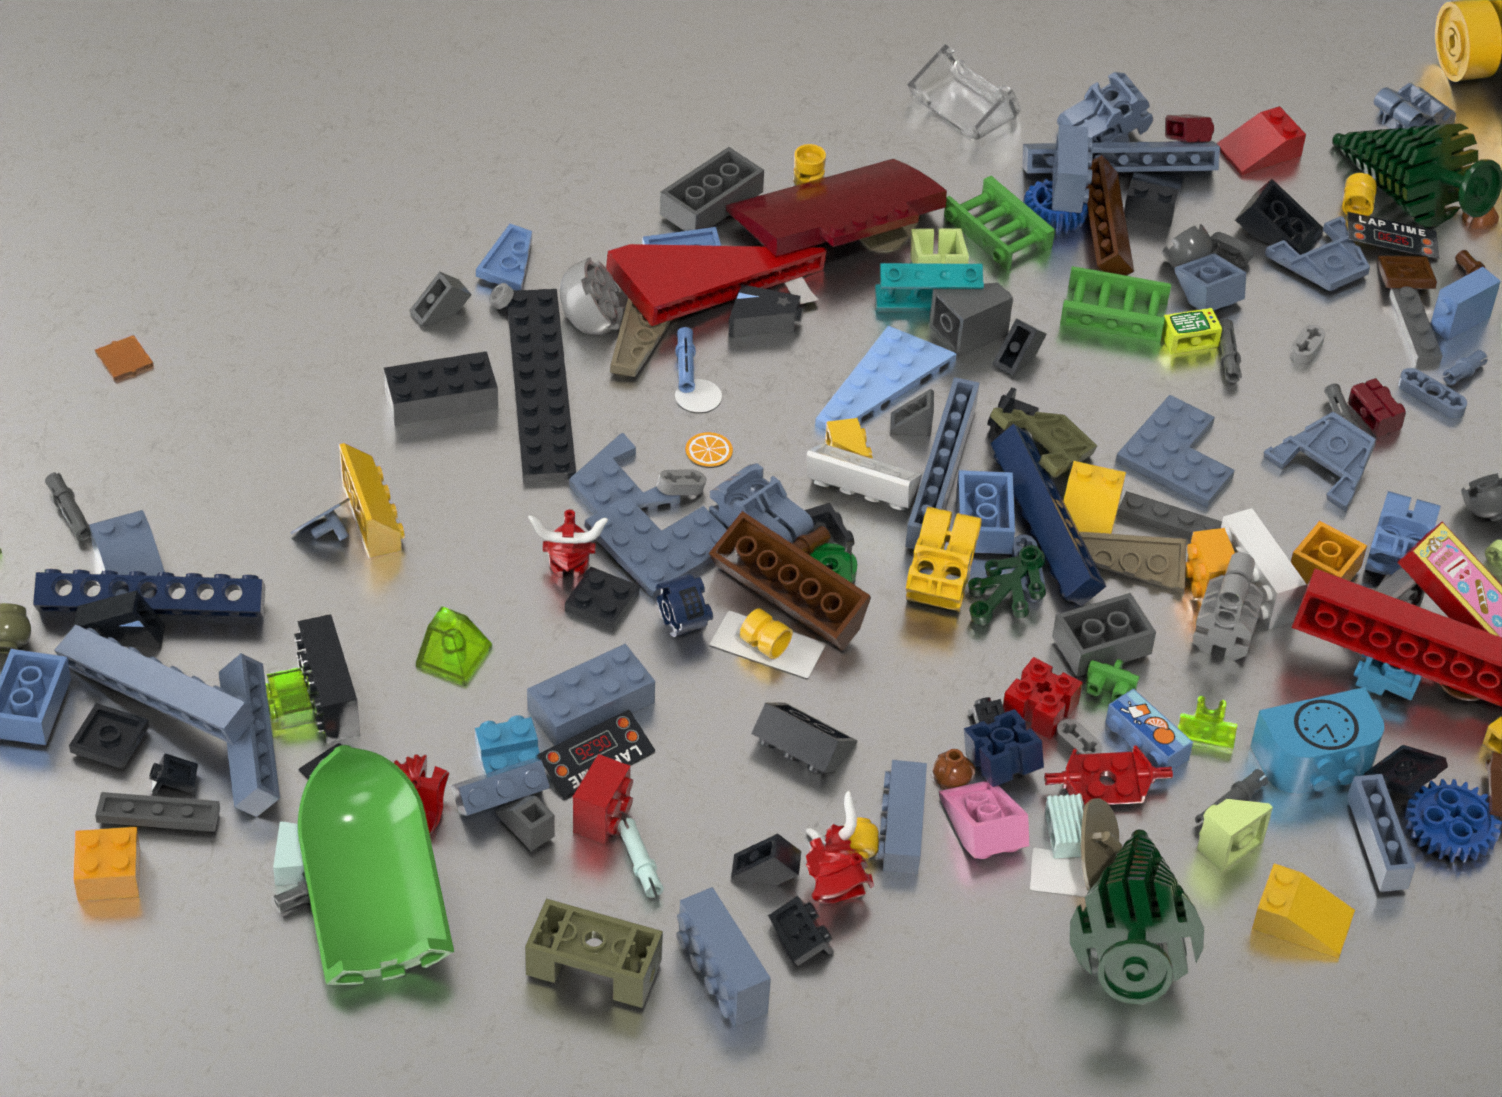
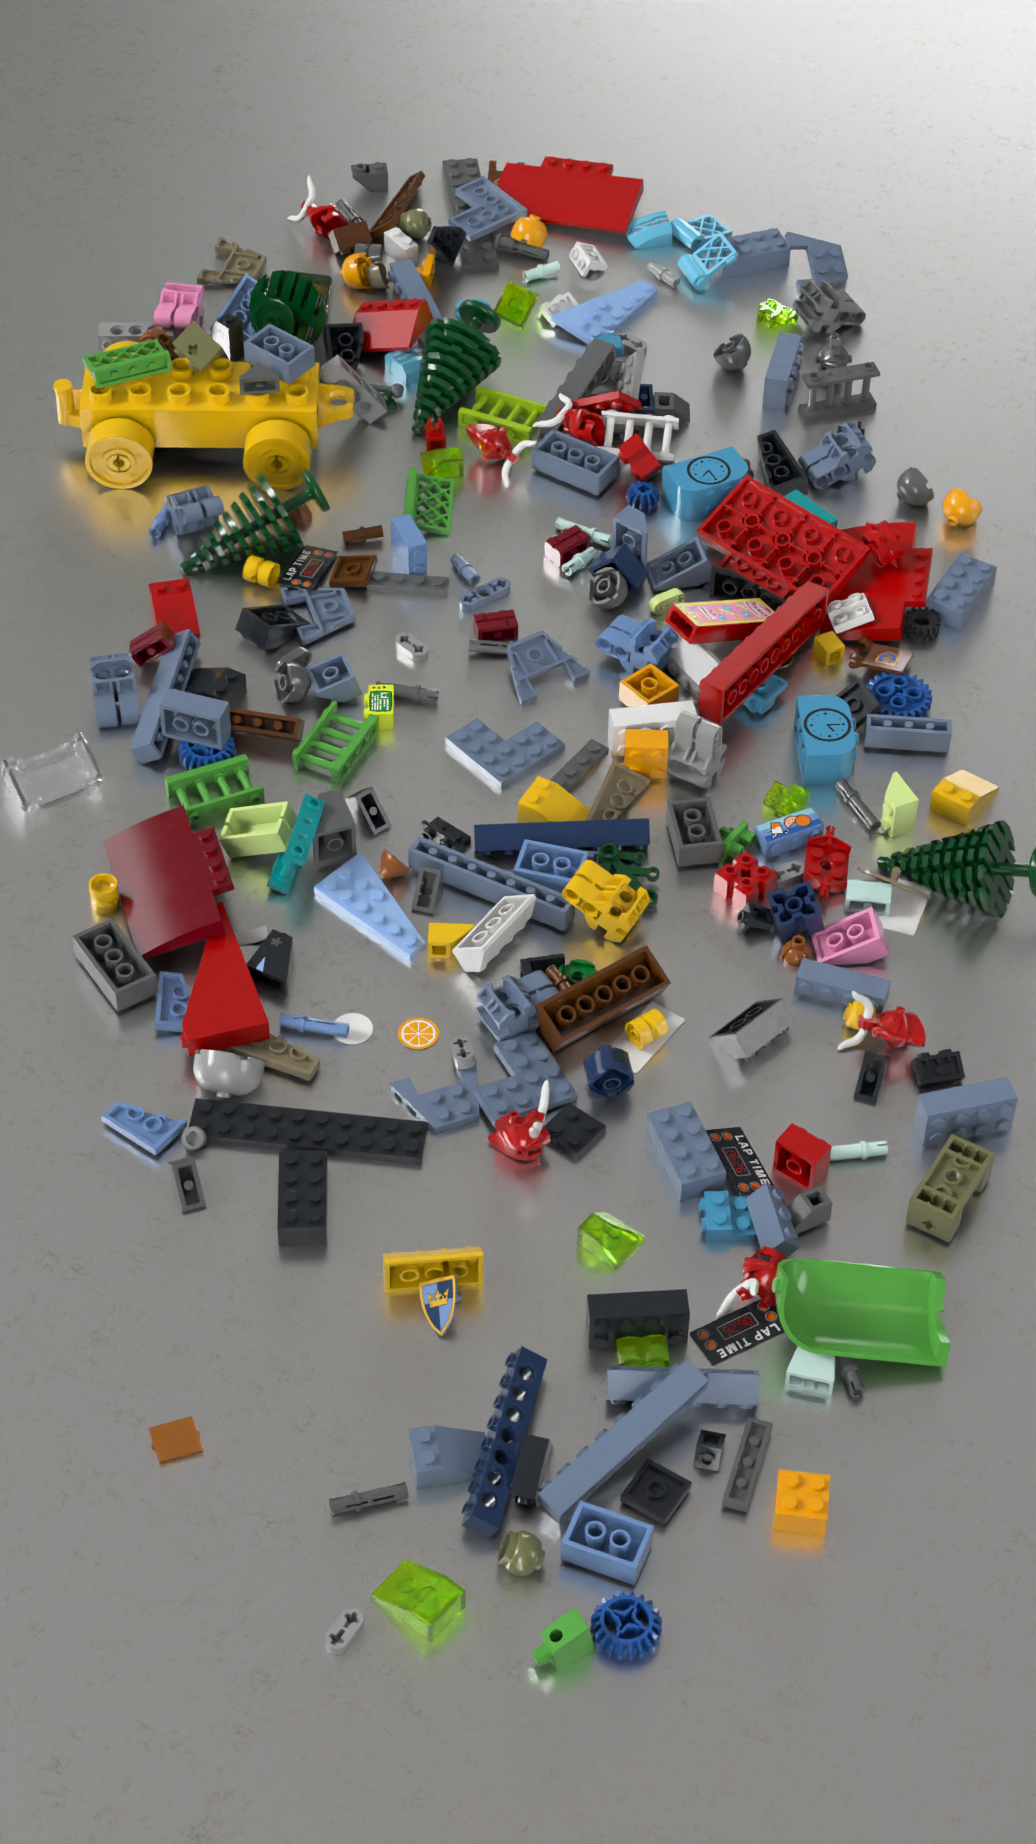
camera: 75 degrees left, 0 degrees up
(941, 378) = (391, 866): none -> dark orange piece
(1055, 432) = (482, 808): olive wing -> none

